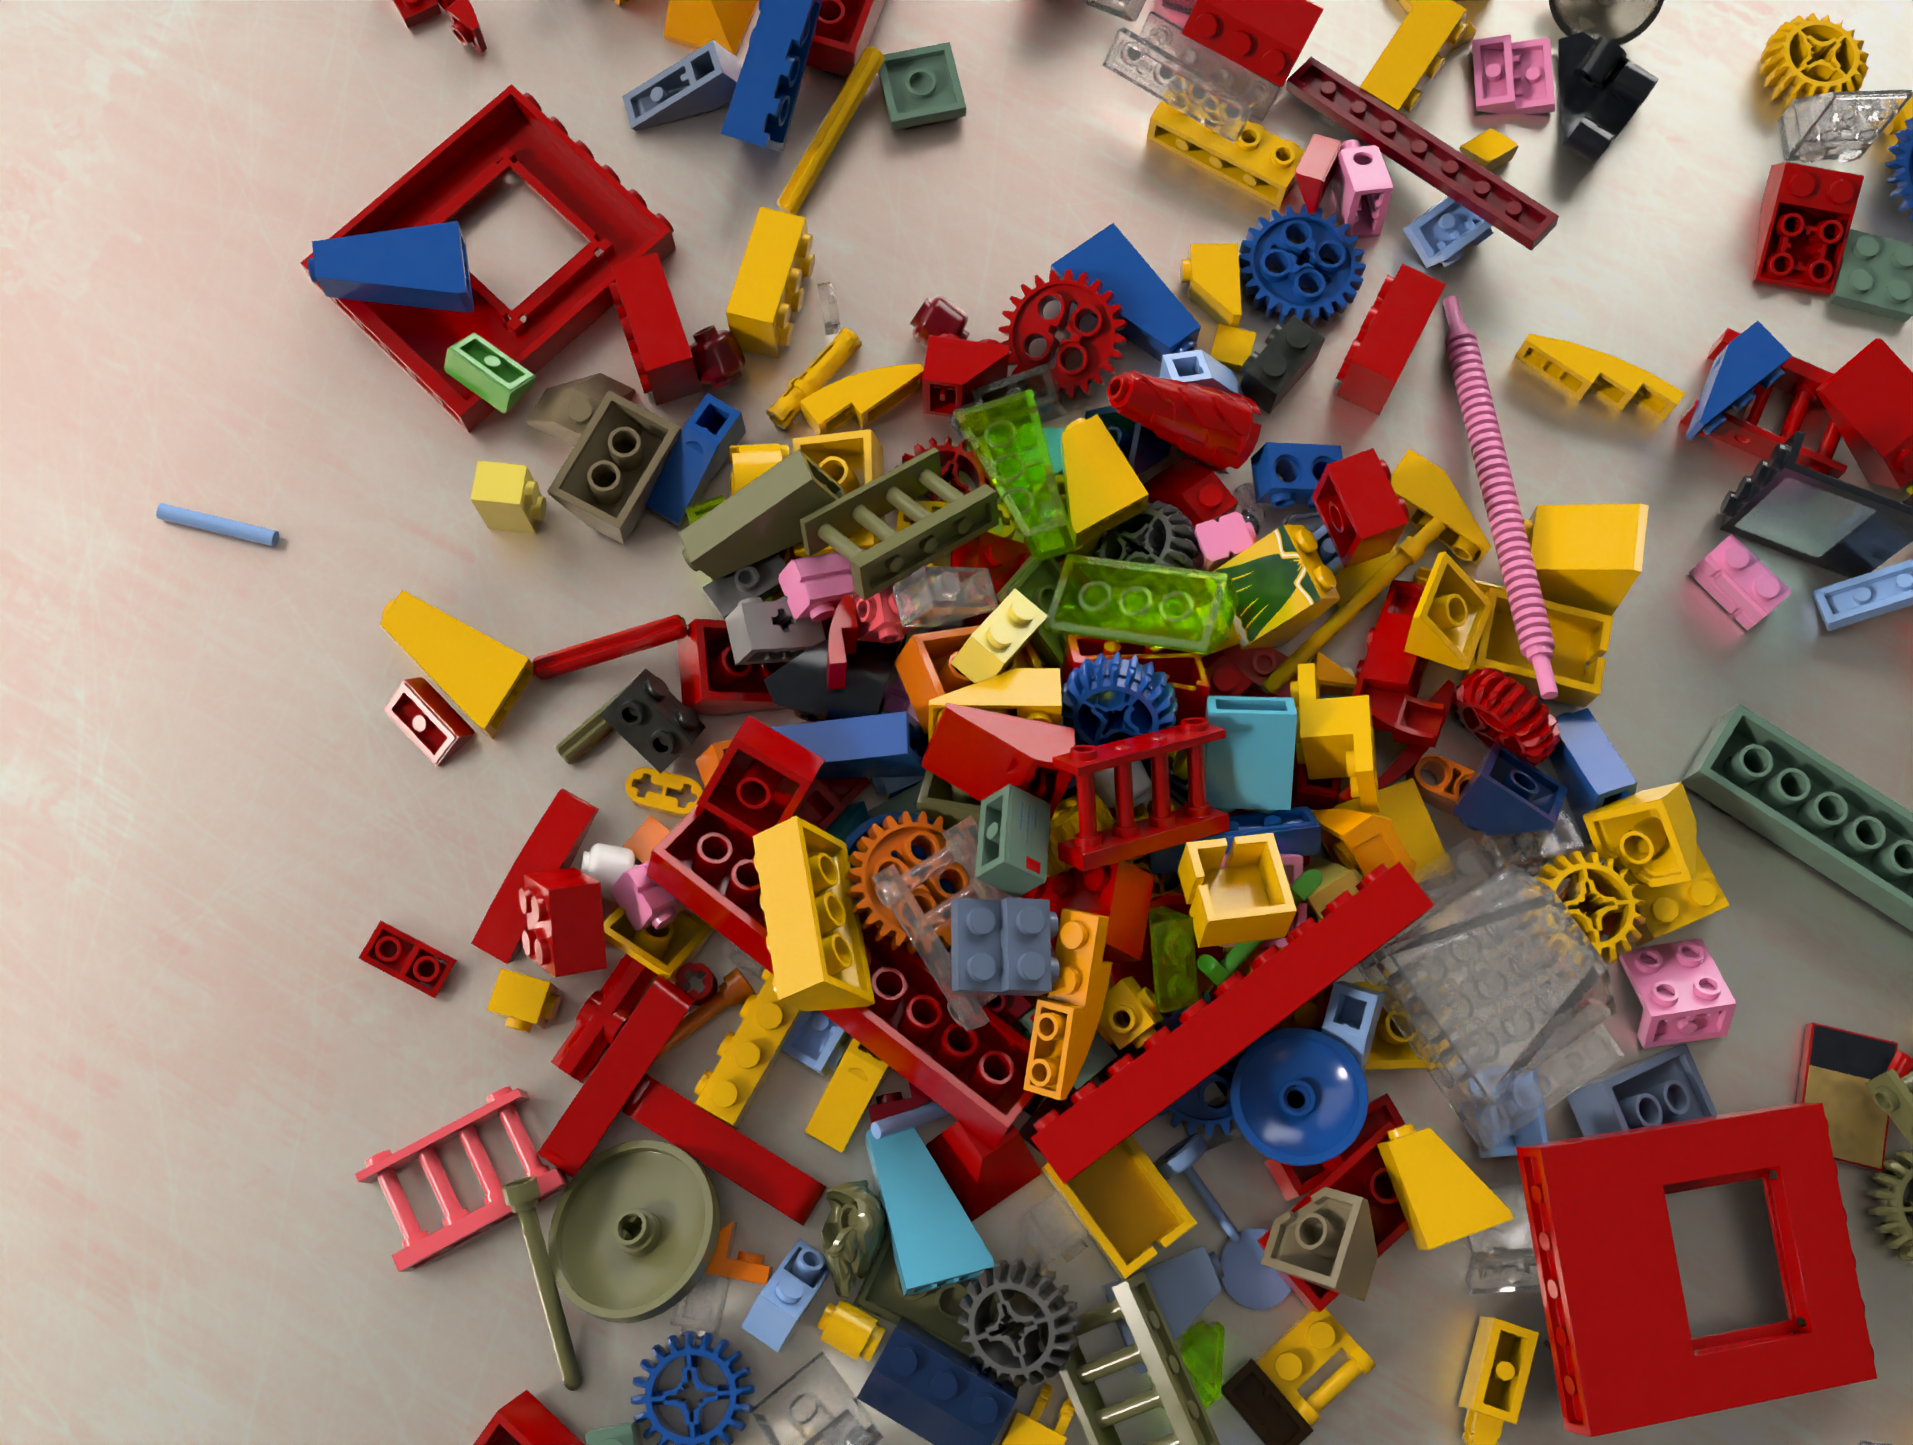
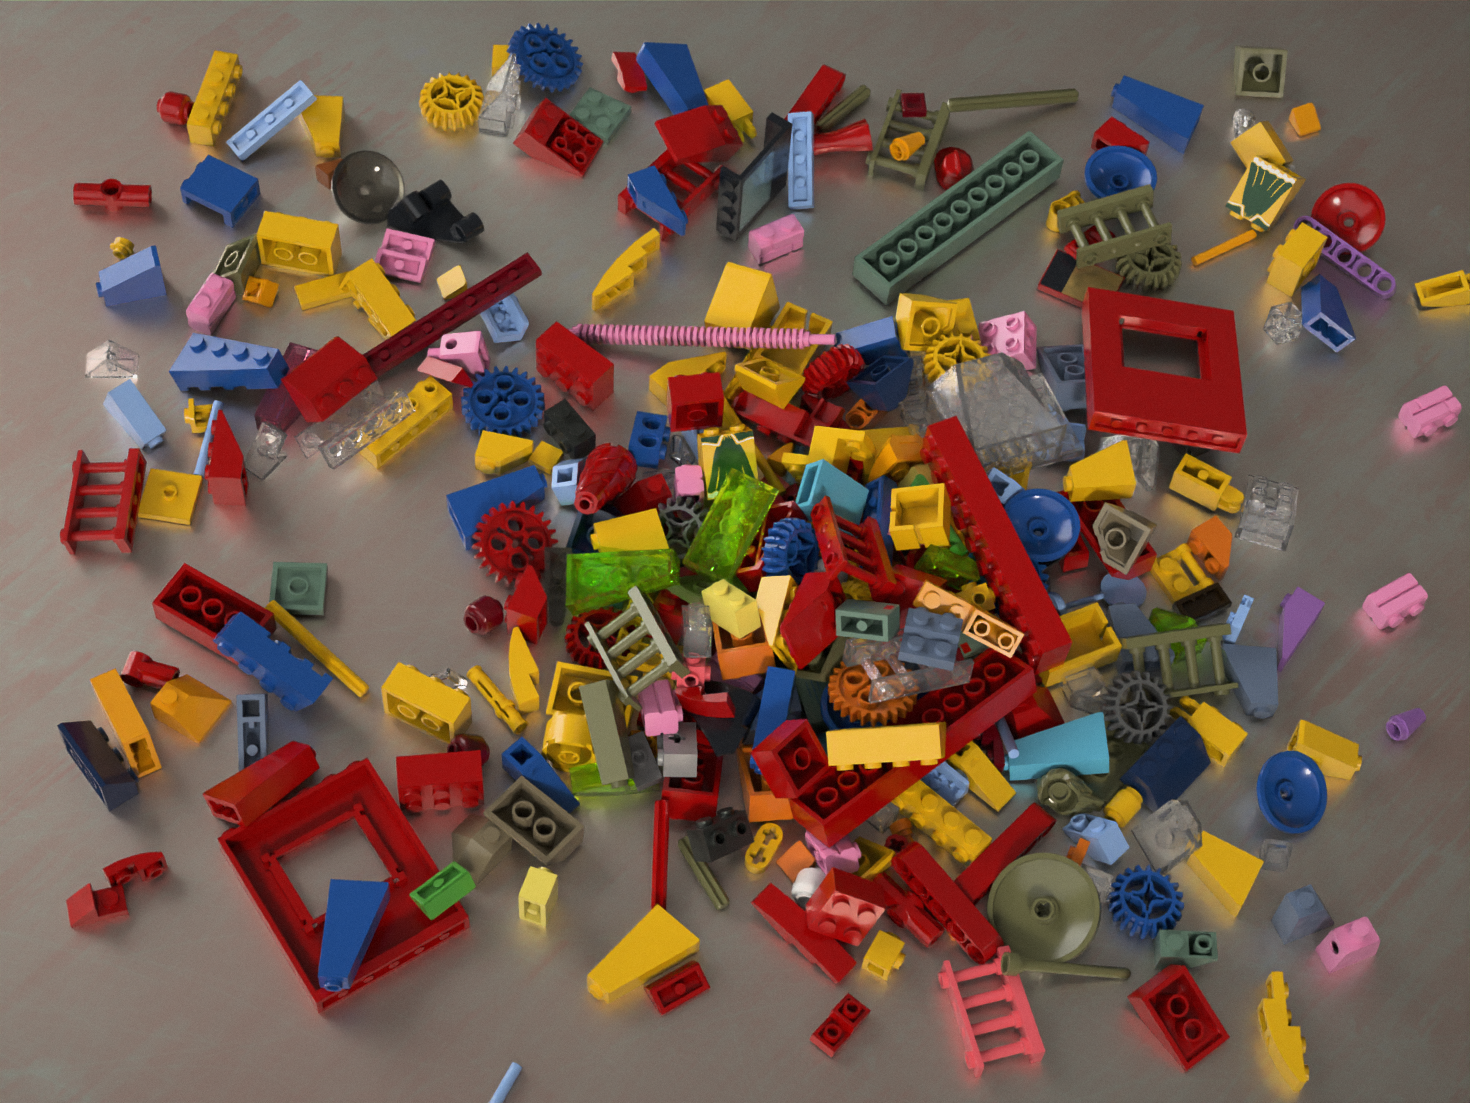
camera: 80 degrees left, 15 degrees down
(605, 117) = (262, 784): none -> red slope
(1383, 1413) = (1212, 545): none -> orange slope

